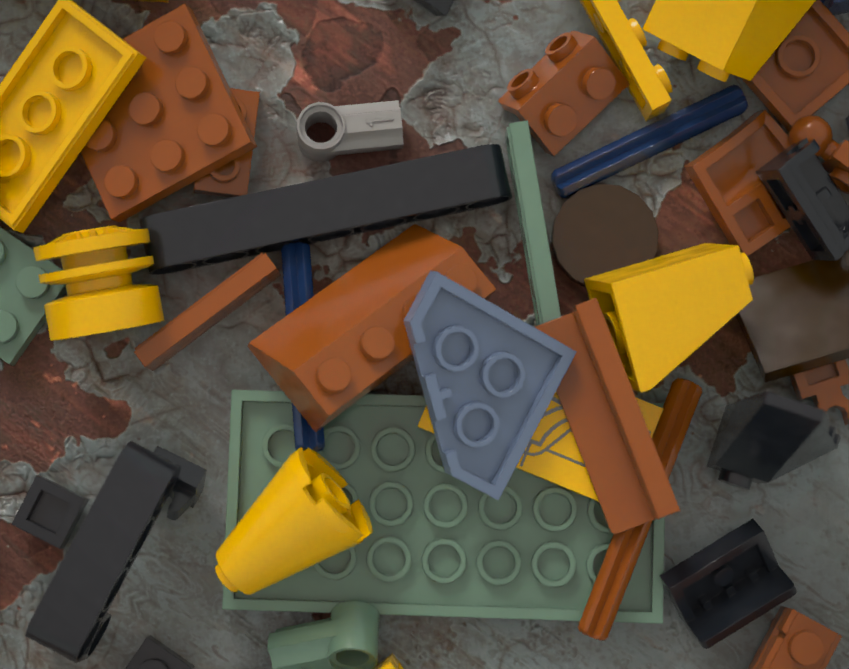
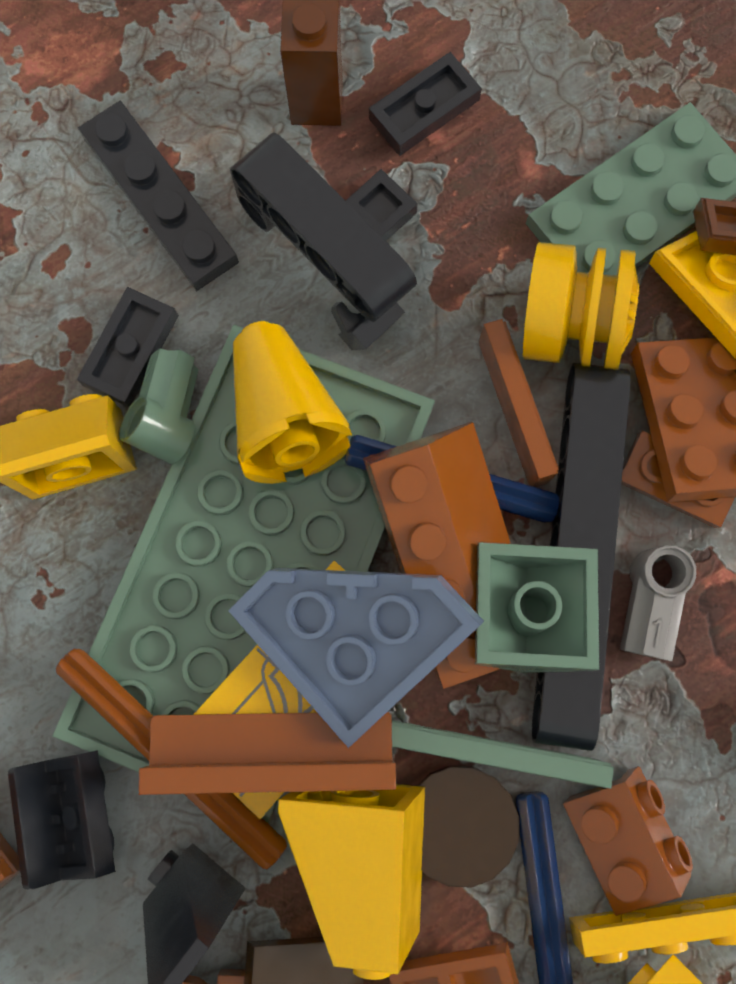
camera: 110 degrees right, 5 degrees down
(397, 231) = (537, 608): none -> sand green slope

